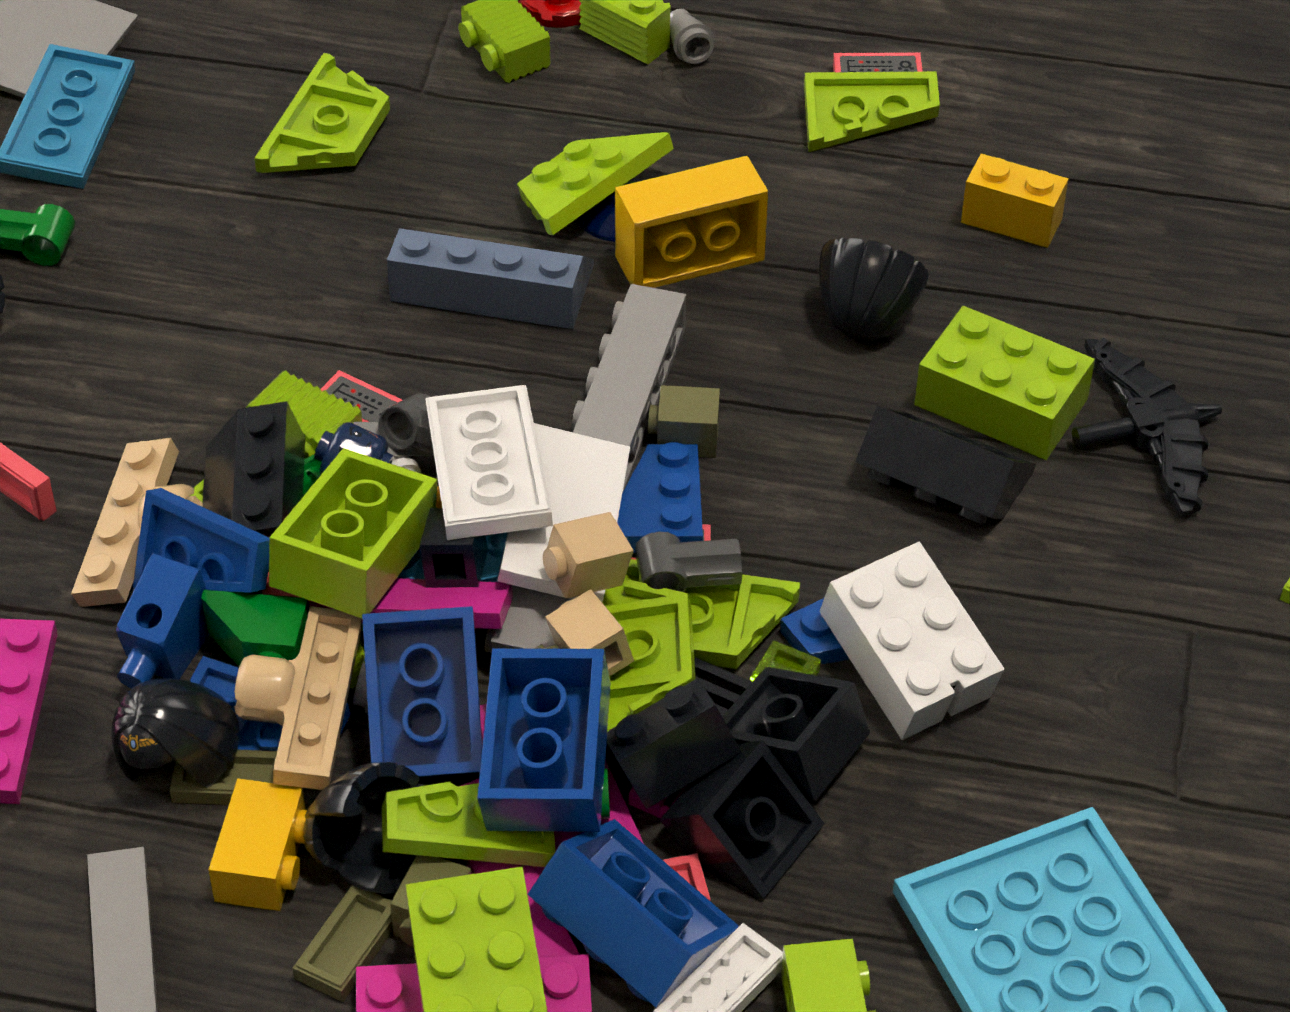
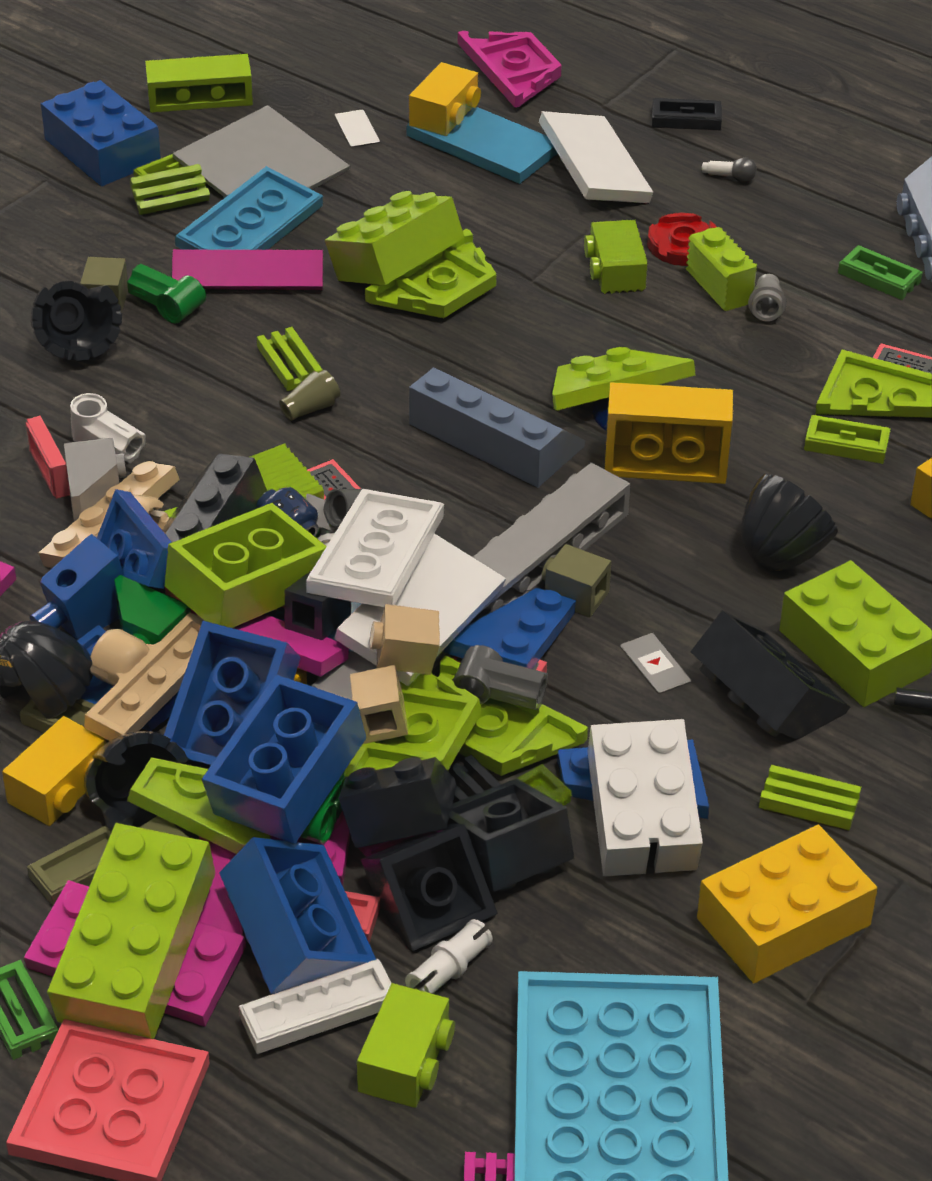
camera: 25 degrees right, 5 degrees down
(43, 419) = (93, 422): none -> white piece
(79, 479) = (92, 471): none -> light grey slope
(106, 173) = (251, 269): none -> dark pink tile
(219, 263) = (292, 339): none -> lime tile
(257, 89) = (394, 238): none -> lime brick
(269, 301) = (311, 395): none -> olive cone
(812, 893) = (450, 958): none -> white pin
(813, 485) = (655, 662): none -> light grey sticker
(860, 170) = (847, 439): none -> lime tile
(1055, 570) = (811, 792): none -> lime tile
(1109, 701) = (786, 903): none -> yellow brick

